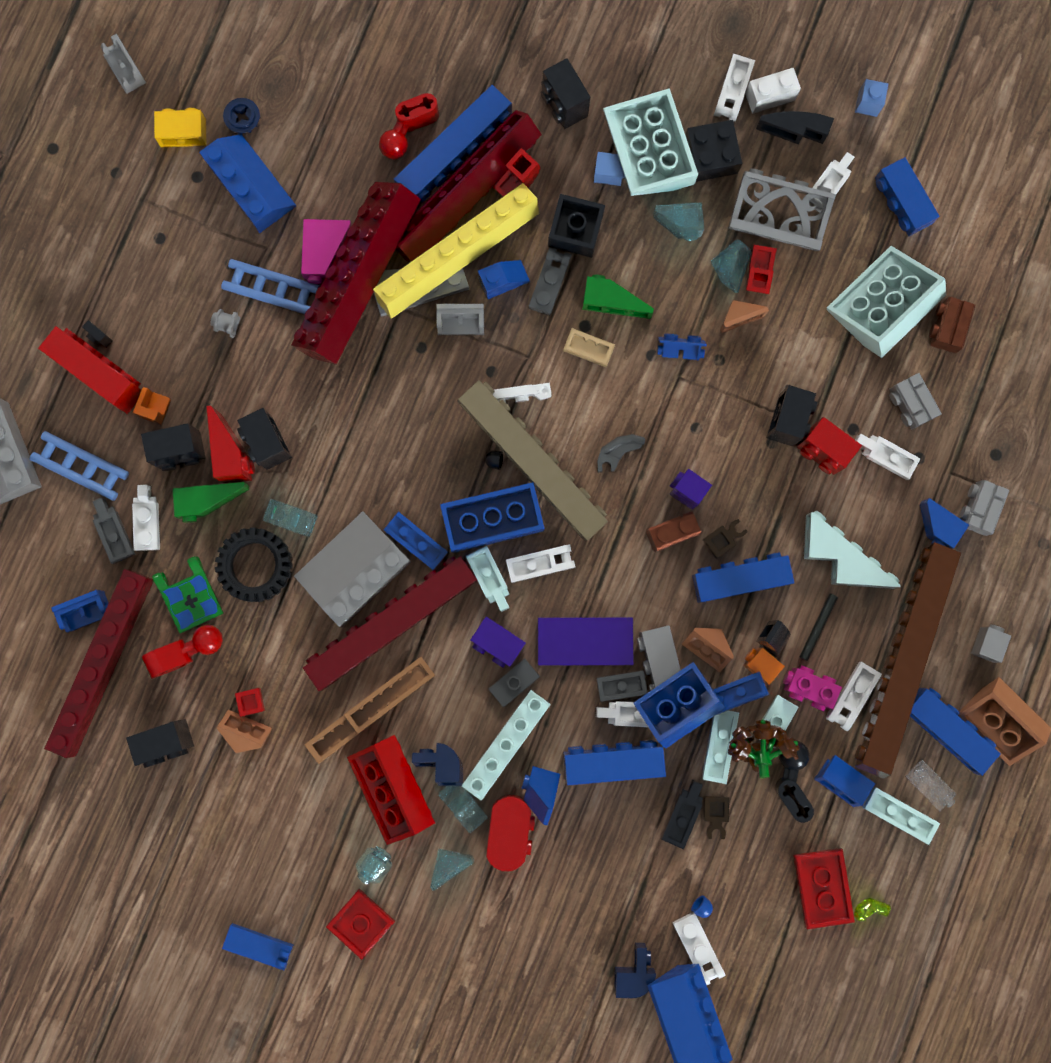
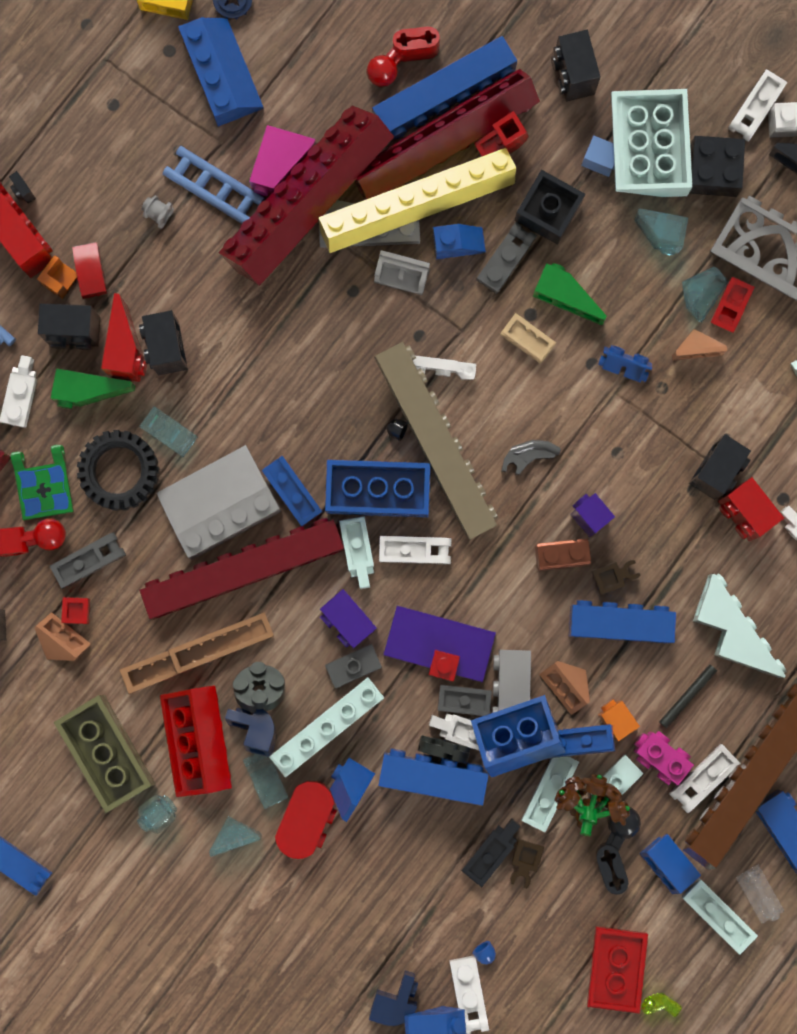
camera: 20 degrees right, 0 degrees up
(178, 392) = (89, 270): none -> red slope
(248, 654) = (87, 560): none -> dark grey plate
(311, 824) = (104, 753): none -> olive brick
(360, 924) = (126, 870): red tile -> none
(431, 714) = (259, 675): none -> pearl dark grey plate
(595, 660) = (444, 665): none -> red plate
(615, 735) = (444, 749): none -> pearl dark grey plate
(774, 637) = (637, 693): black slope -> none

